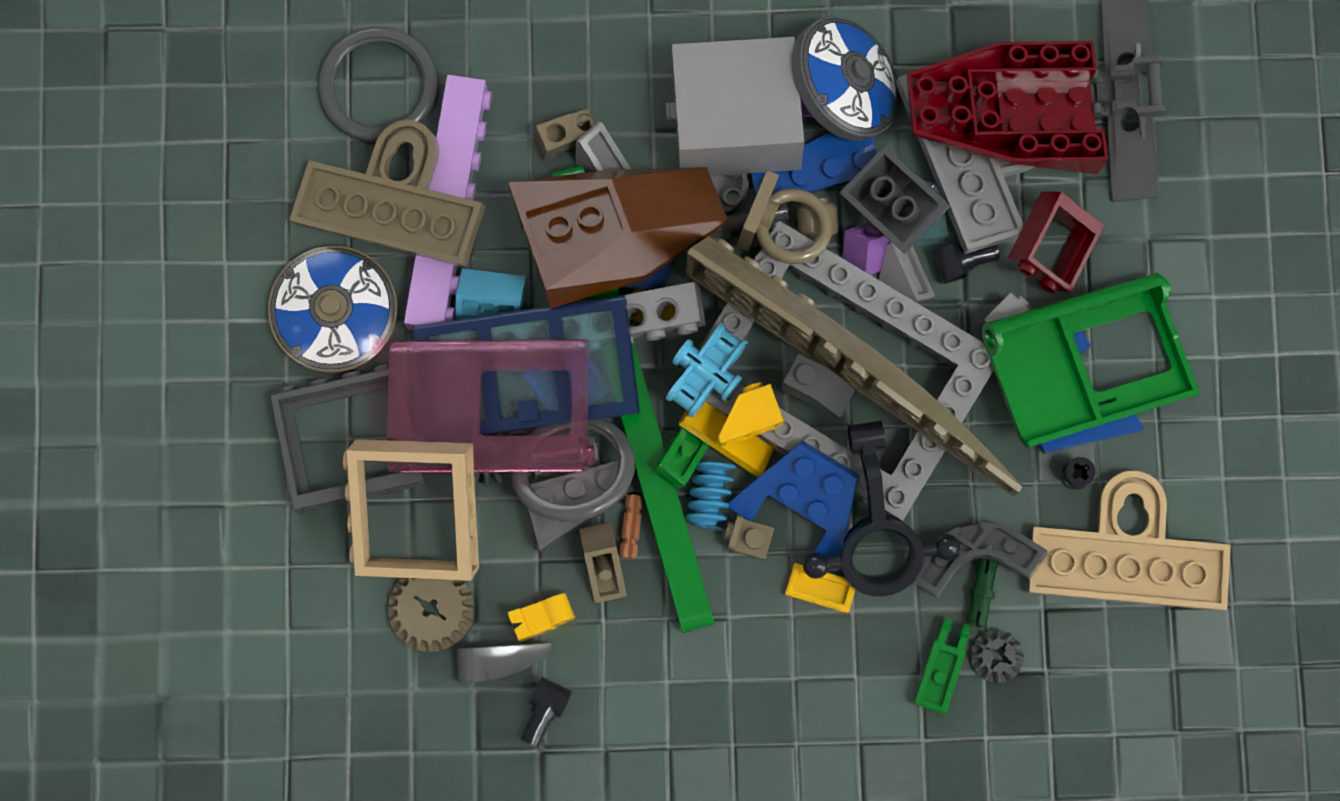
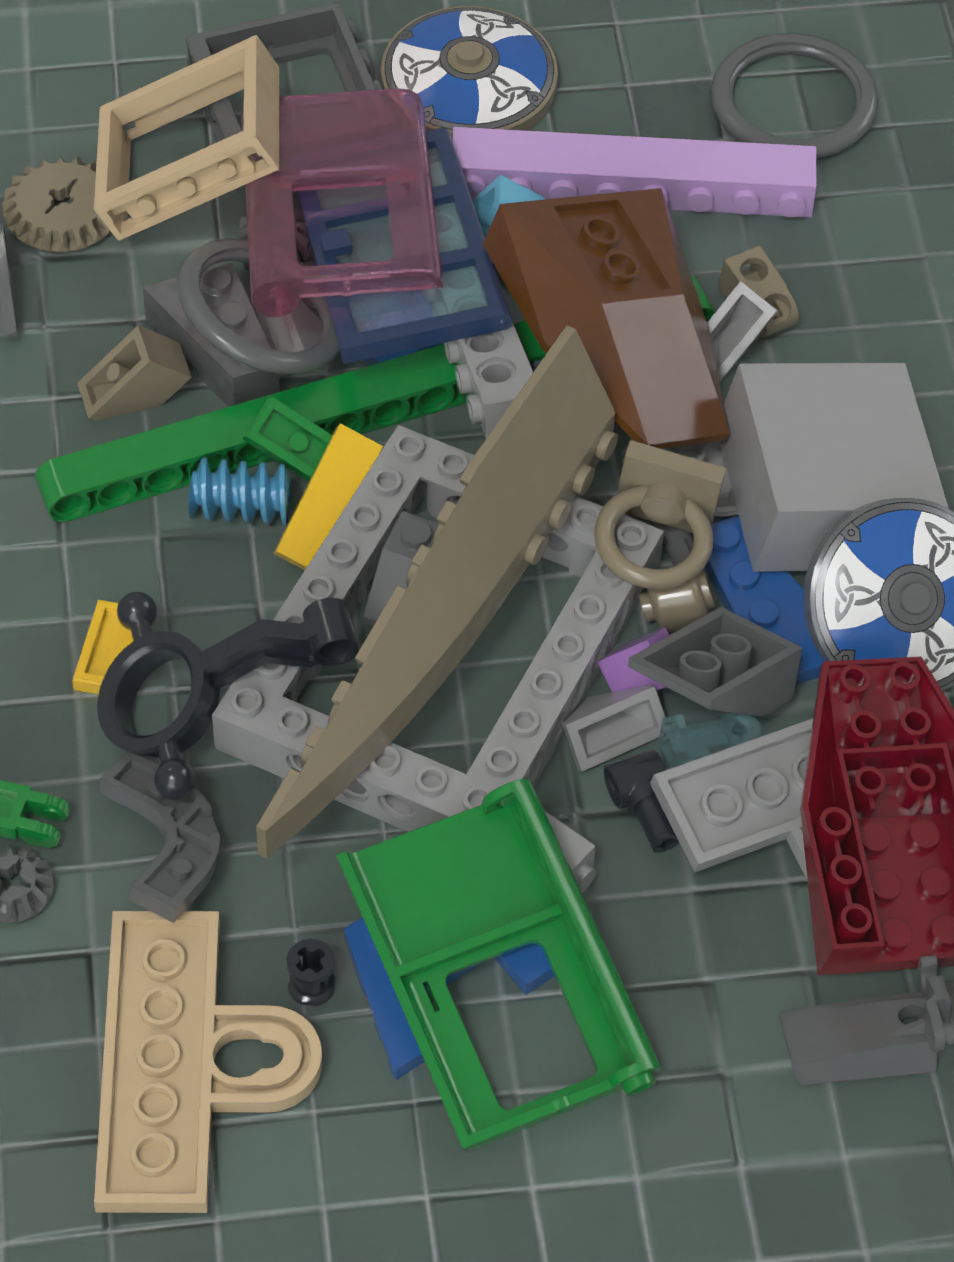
camera: 85 degrees right, 25 degrees down
(387, 211) = (612, 96): dark tan plate -> none
(541, 617) = (50, 312): yellow leg -> none
(631, 526) = (157, 413): nougat axle -> none
(707, 370) = (414, 438): medium azure axle -> none
(749, 538) = (181, 548): dark tan bracket -> none
(751, 415) = (352, 492): yellow slope -> none
(810, 486) = (263, 582): blue wing -> none
(982, 593) = (105, 854): dark green pin -> none
(1076, 252) = (740, 919): dark red window -> none

